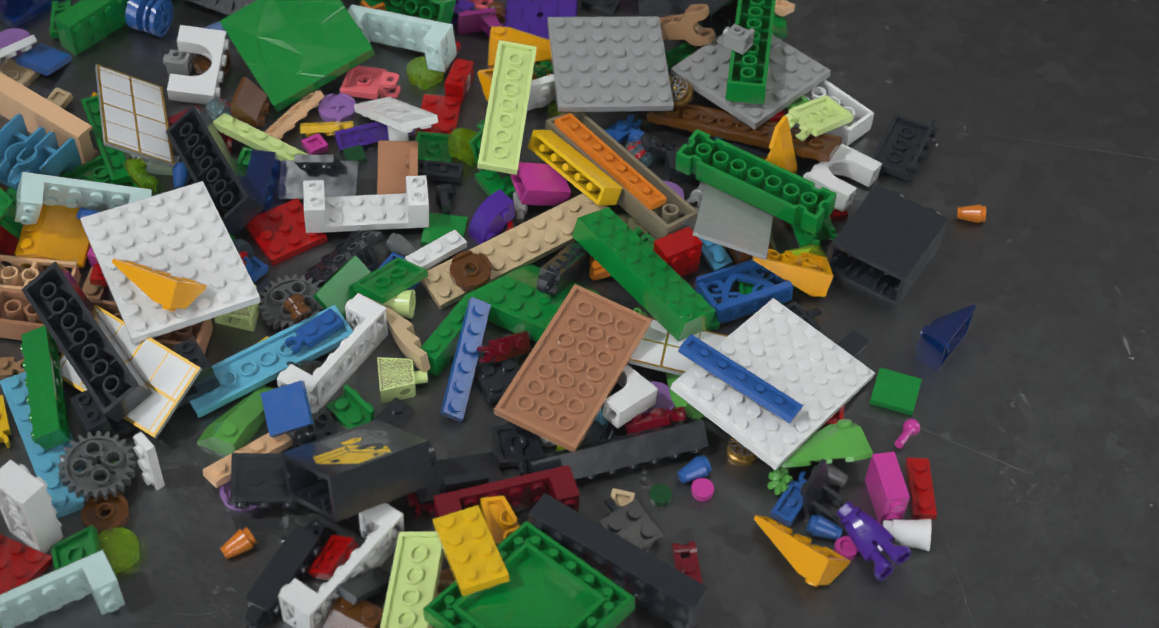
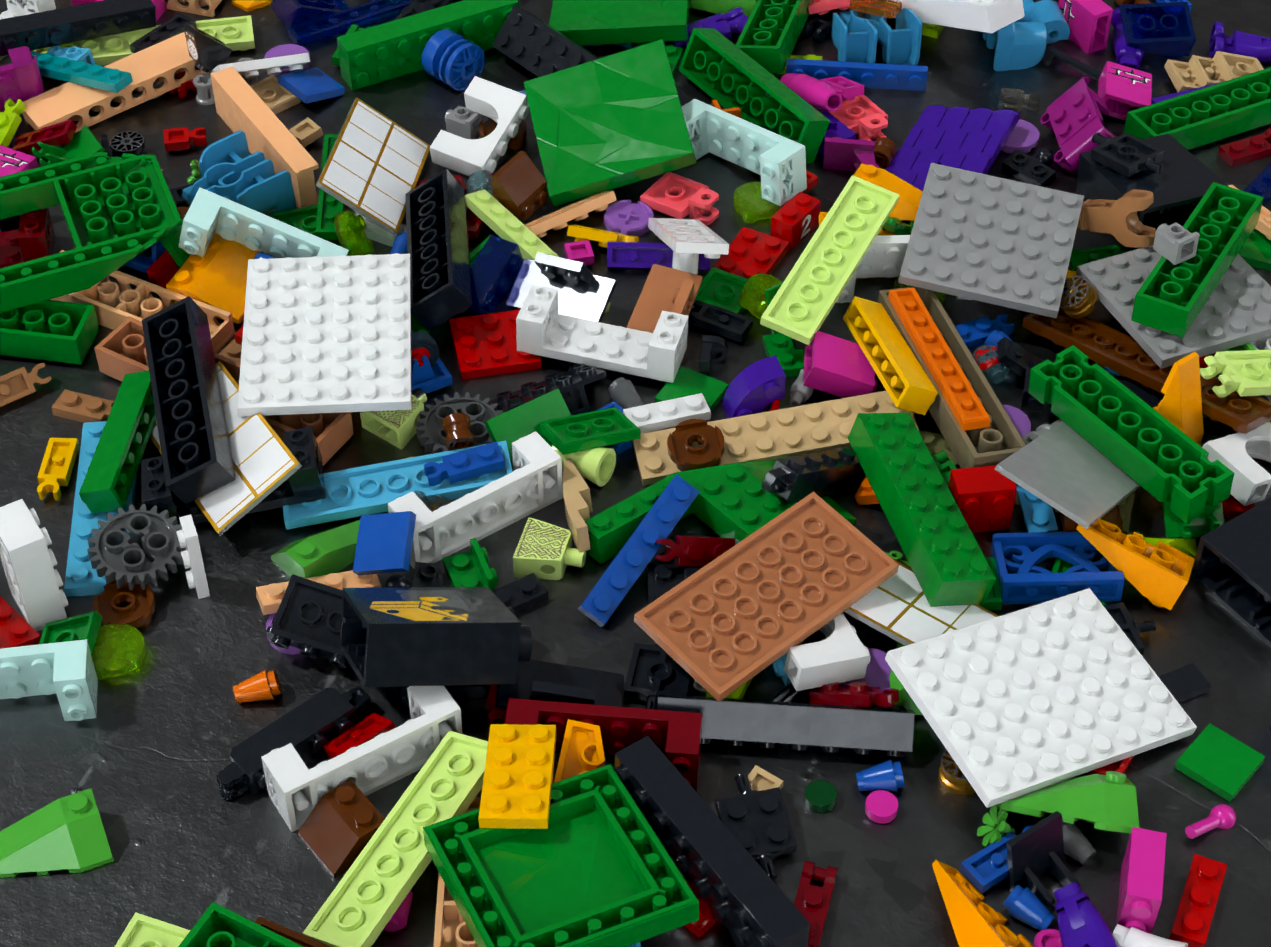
camera: 25 degrees right, 5 degrees down
(160, 286) = (296, 356): light orange wedge -> none
(355, 154) = (624, 277): dark green tile -> none
(364, 585) = (374, 782): black tile -> none
(740, 378) = (985, 673): blue plate -> none

